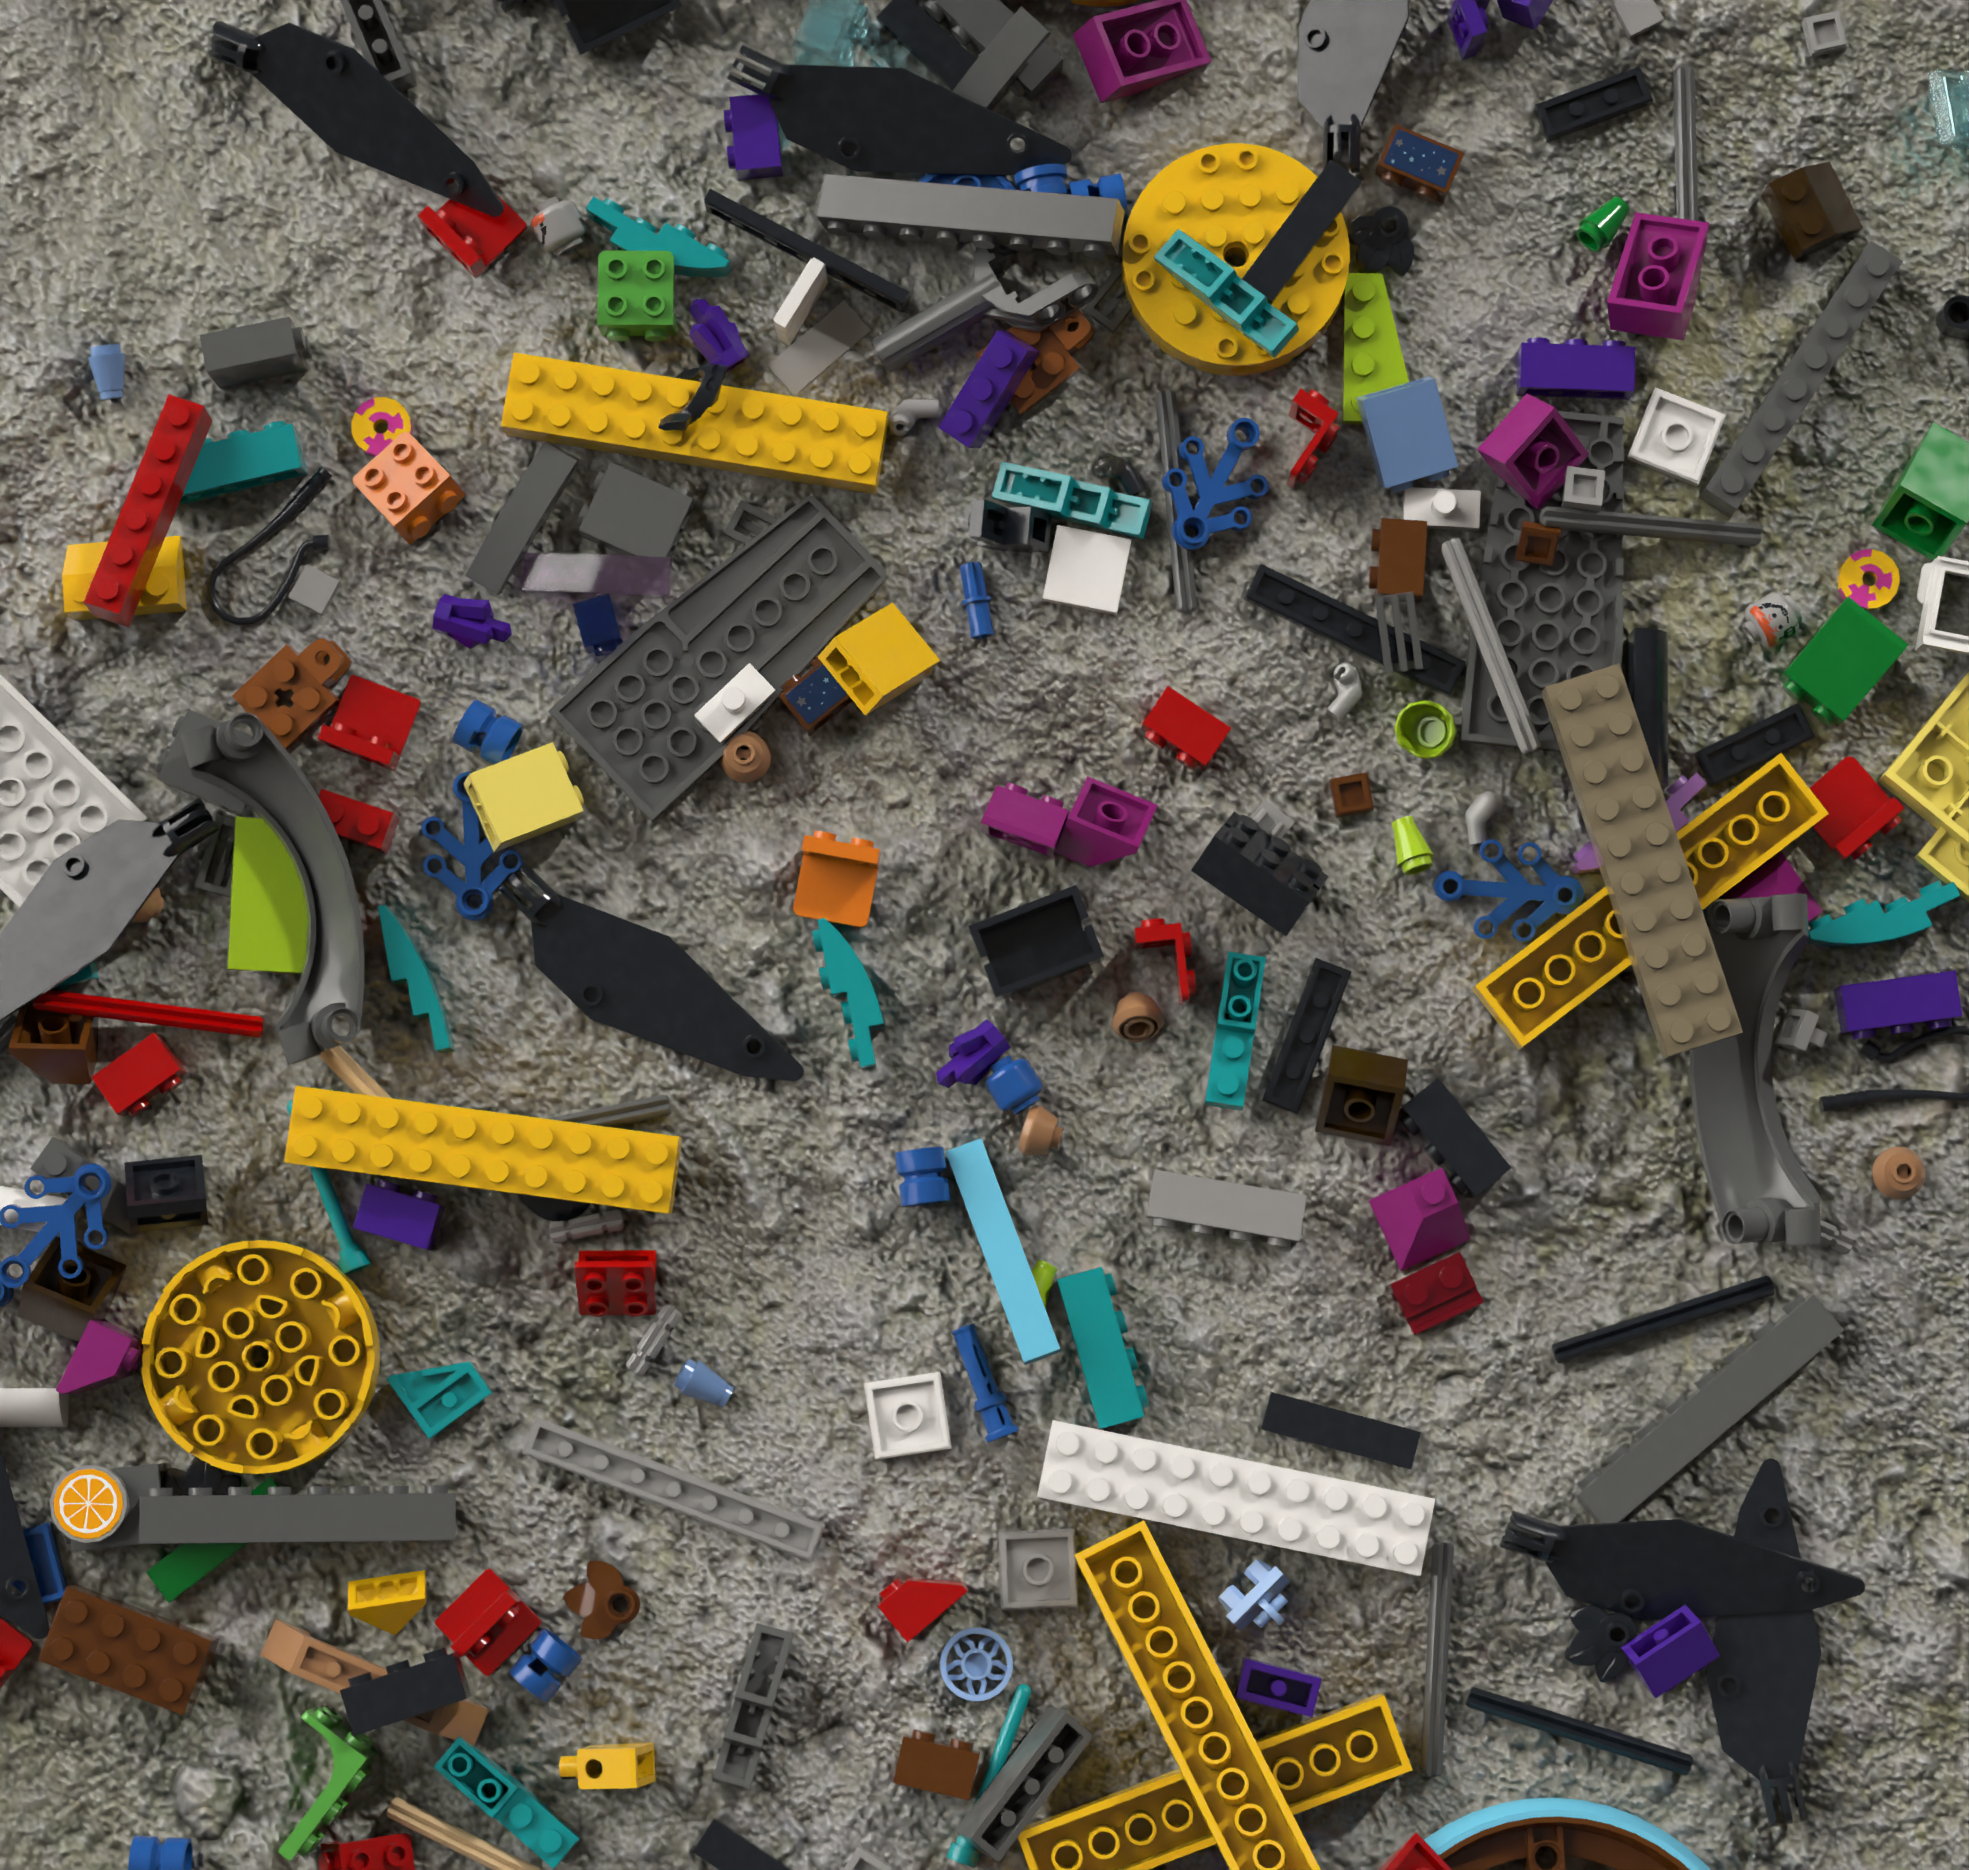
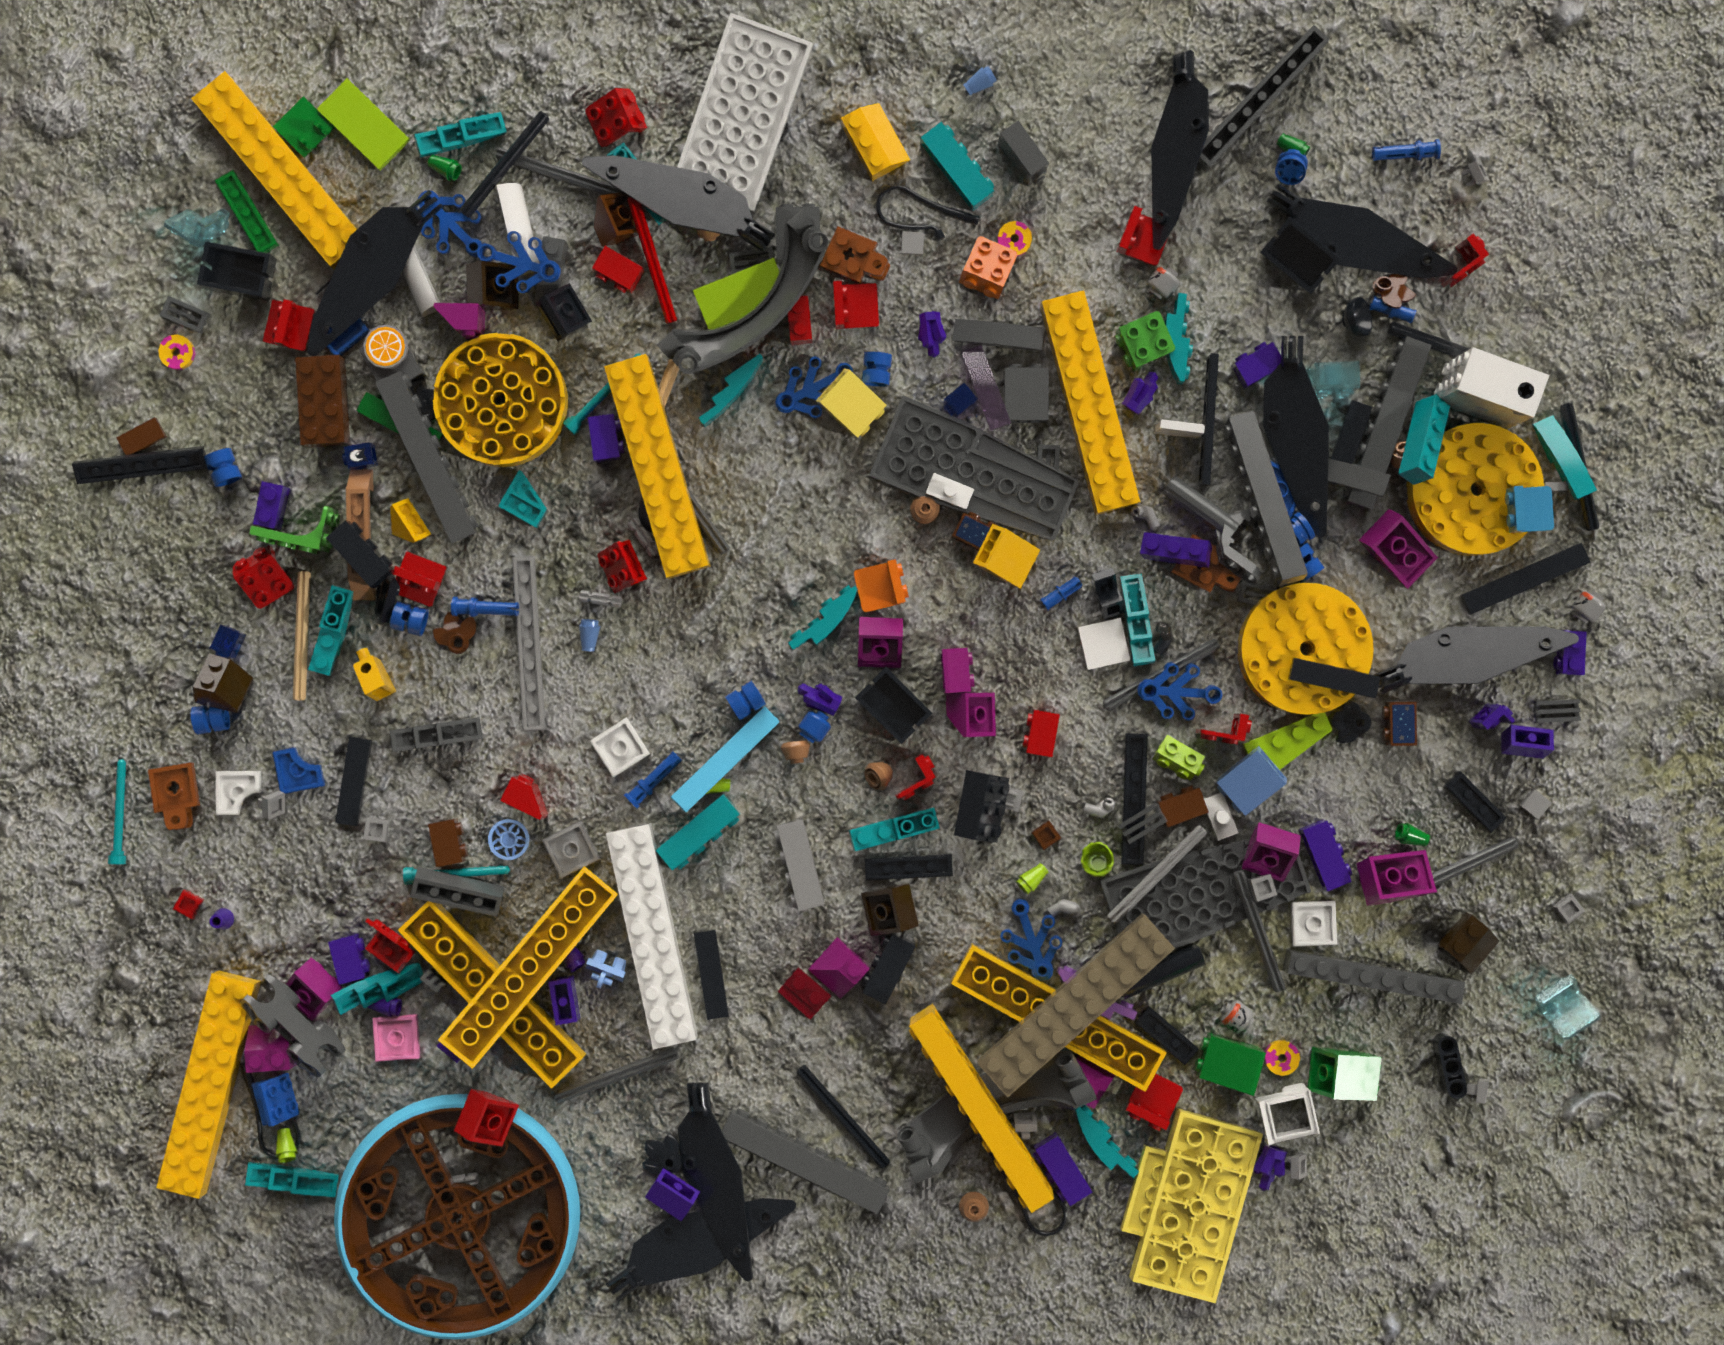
camera: 60 degrees right, 5 degrees up
(148, 510) = (913, 136): red brick -> none
(246, 1628) = (360, 456): none -> clear blue brick
(258, 1810) = (271, 506): none -> dark purple brick
(496, 1689) = (385, 598): none -> black wing
(575, 1551) = (474, 607): none -> blue pin
(643, 984) = (782, 509): black wing -> none
(707, 395) = (1116, 401): black helmet -> none
(819, 347) = (1160, 449): light grey sticker -> none
(926, 920) = (880, 642): none -> magenta slope
(1221, 1642) = (574, 960): none -> dark purple cone
(1226, 293) = (1283, 653): teal slope -> none
(1321, 530) = (1179, 758): none -> lime brick
(1537, 543) = (1222, 876): reddish brown tile -> none
(1579, 1731) = (611, 1164): black axle -> none
(1742, 1085) = (981, 1108): none -> yellow brick

